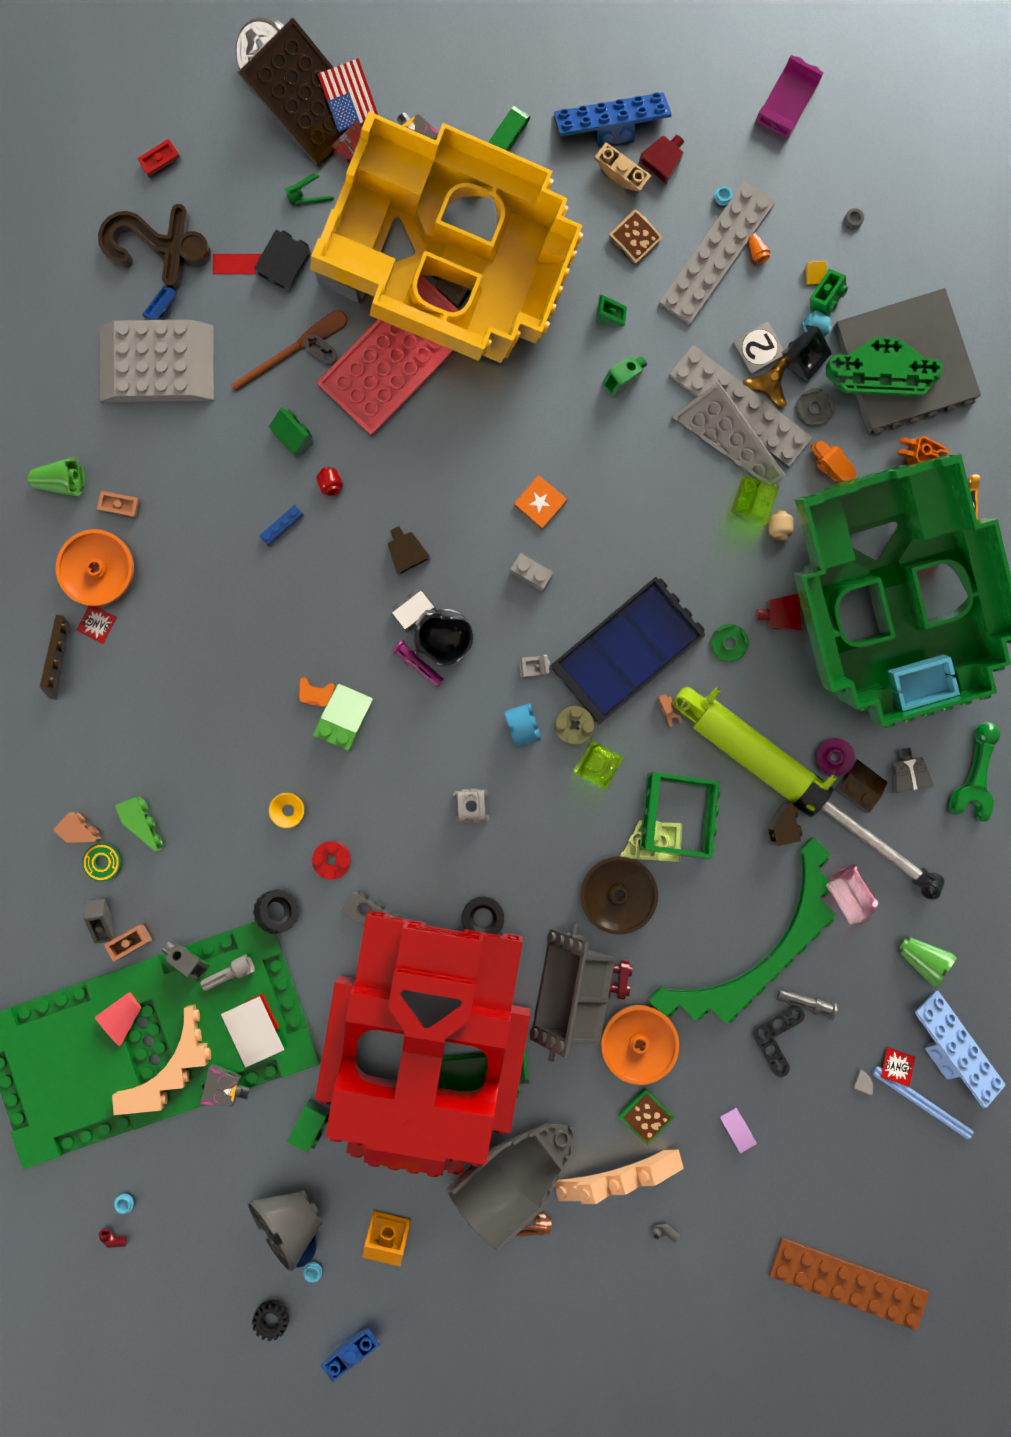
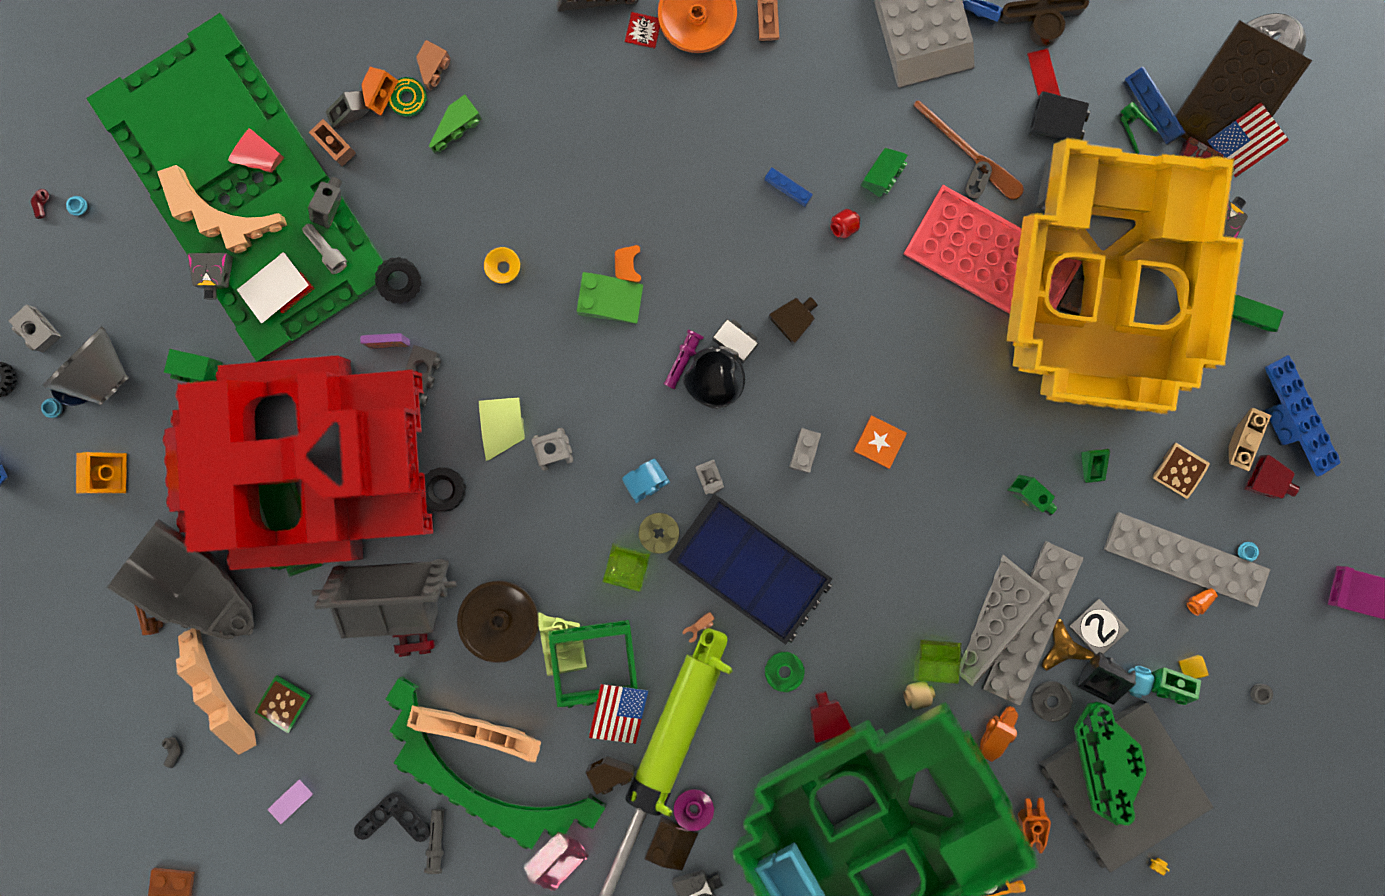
camera: 80 degrees right, 0 degrees up
(87, 887) = (377, 89): none -> orange slope
(224, 1280) = (44, 334): none -> light grey brick
(293, 170) = (1155, 105): none -> blue tile
(320, 860) = (464, 334): red plate -> none
(330, 937) = (385, 341): none -> medium lavender tile
(436, 848) = (500, 425): none -> yellowish green slope
(640, 1044) = (352, 680): orange dish -> none
(715, 940) = (474, 730): none -> light nougat arch
(731, 804) = (618, 713): none -> sticker
(986, 350) = (1159, 866): none -> yellow plate

